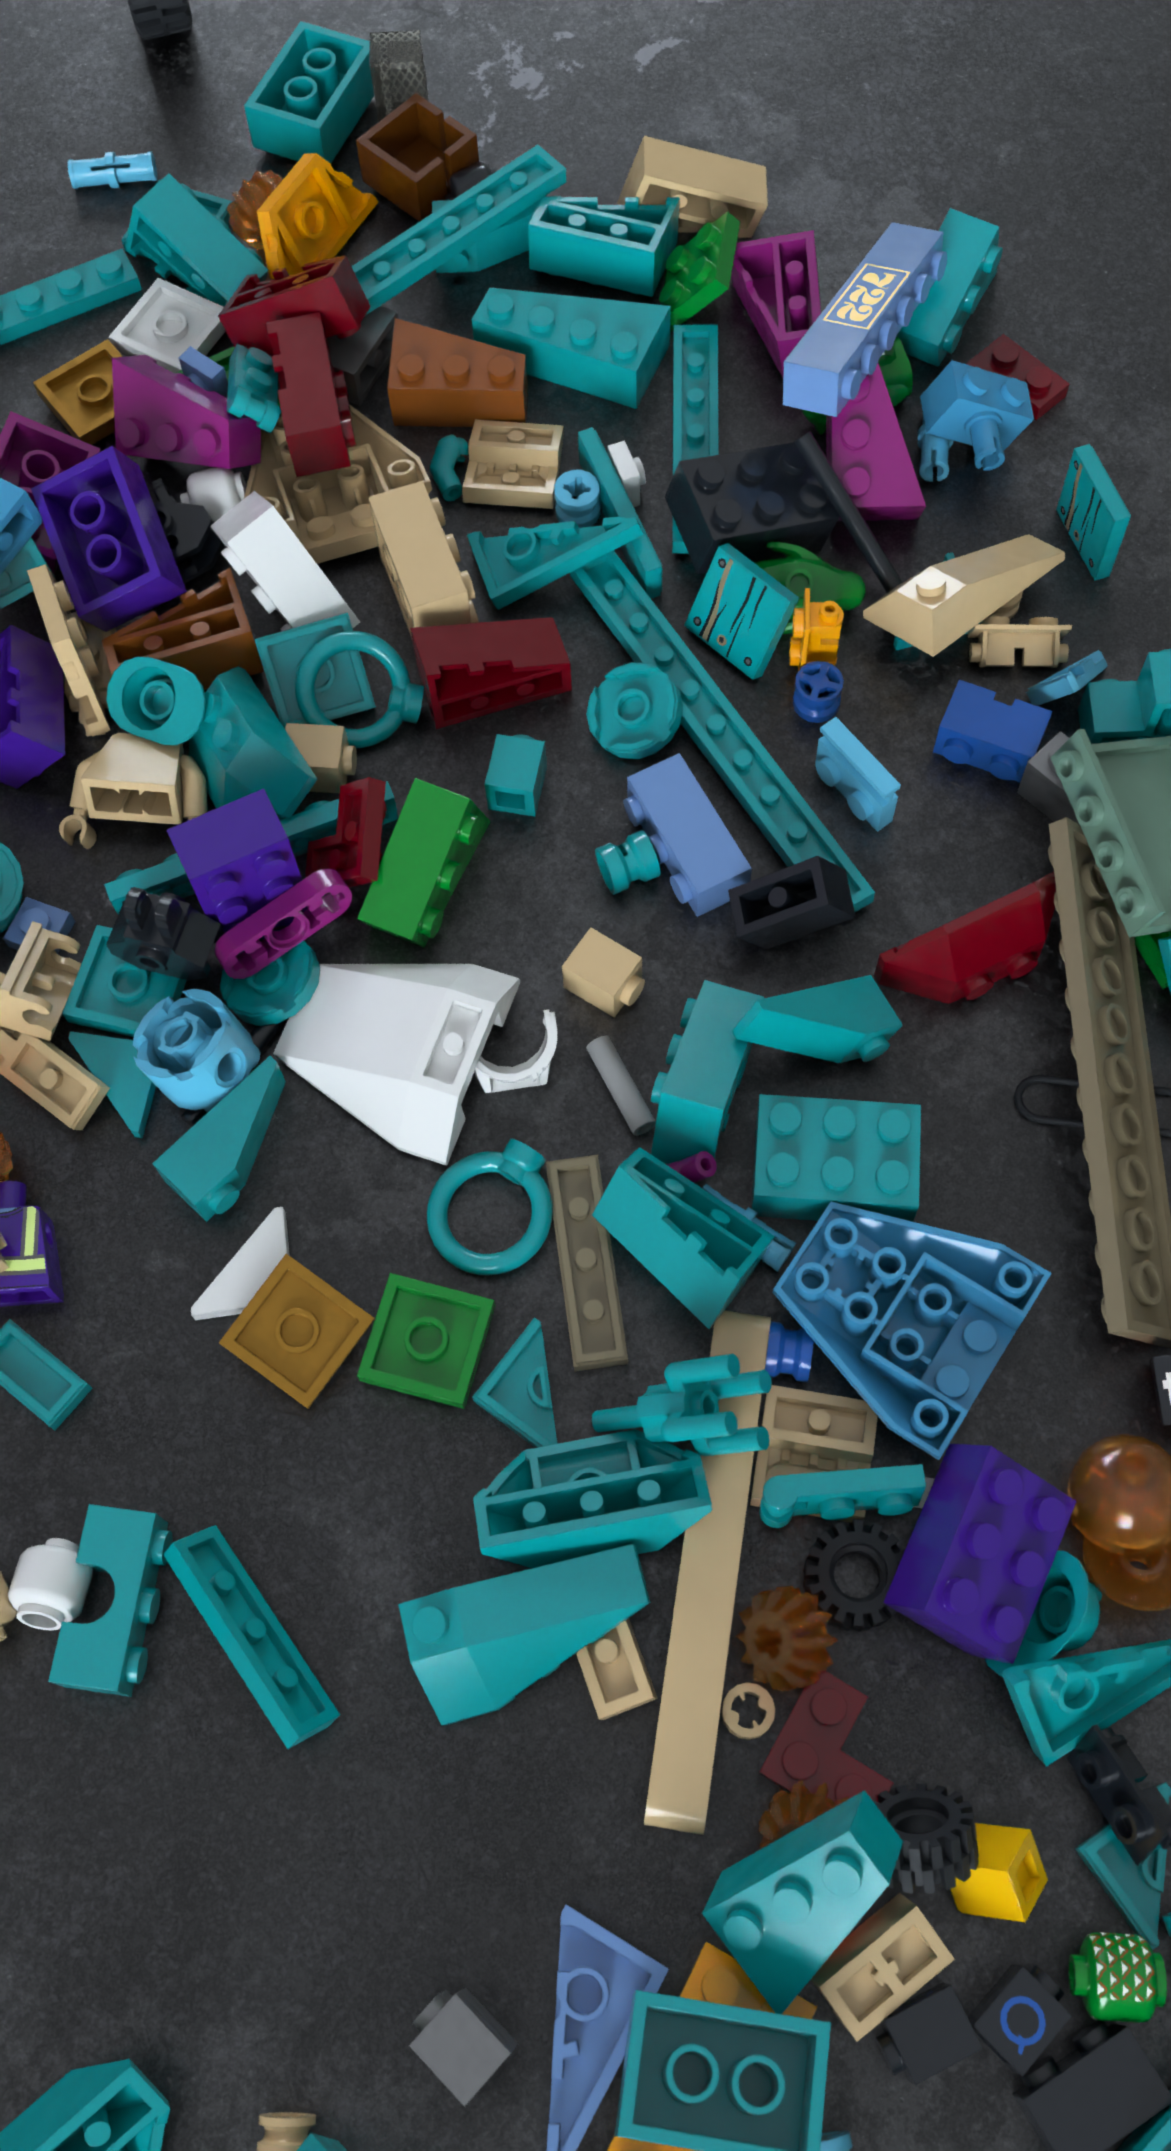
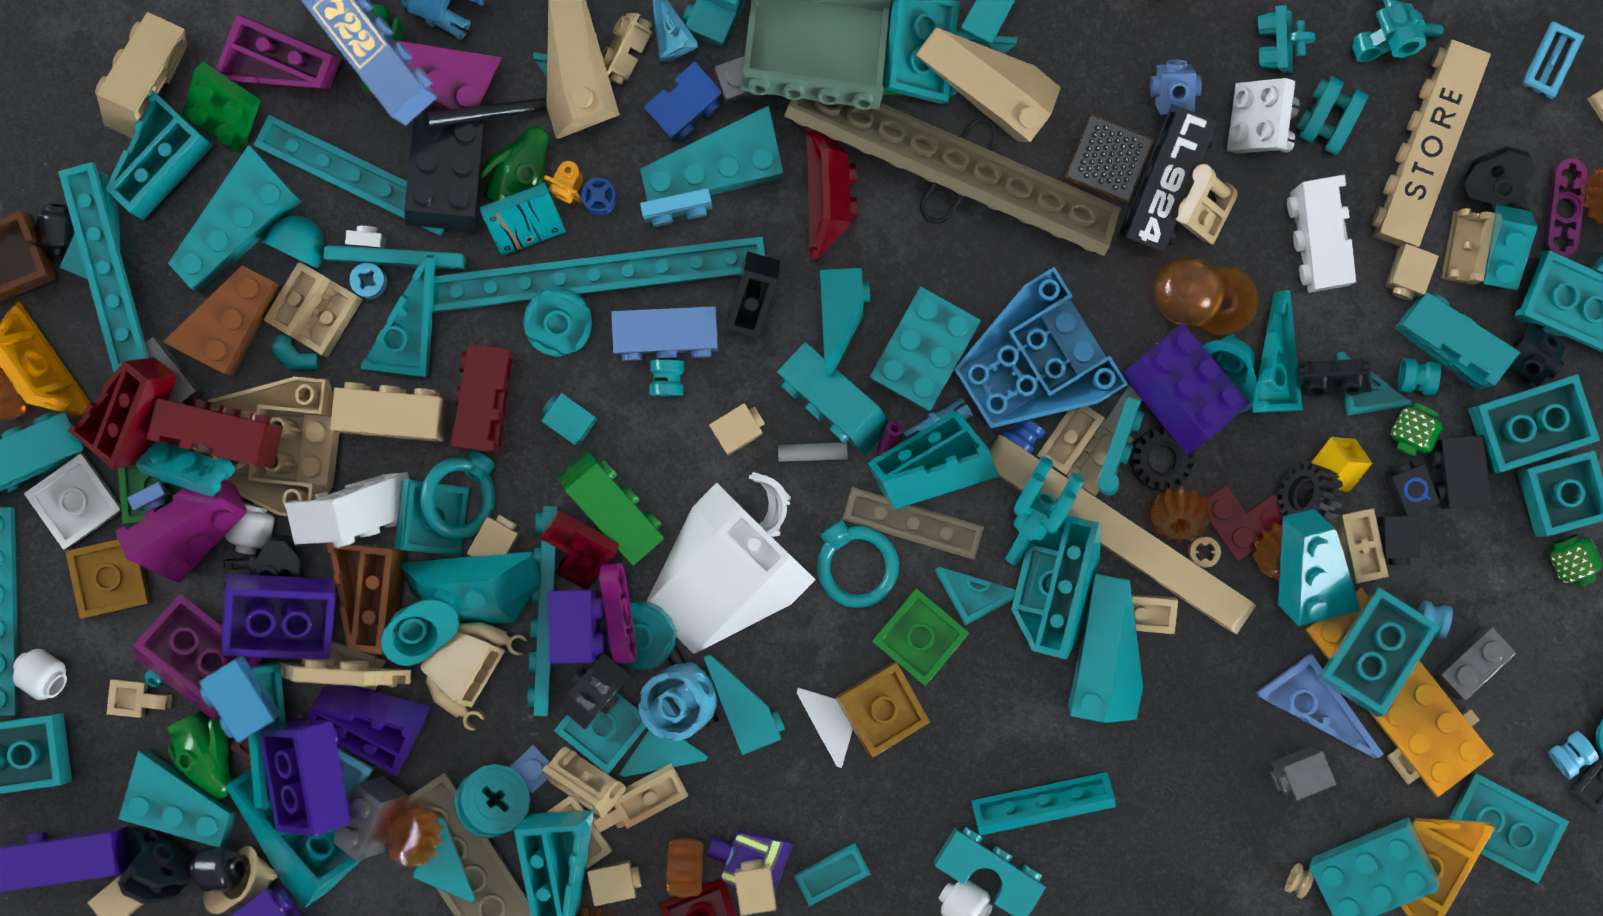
camera: 70 degrees left, 20 degrees up
(587, 405) = (298, 238): none -> teal helmet
(948, 805) = (722, 162): none -> teal wedge

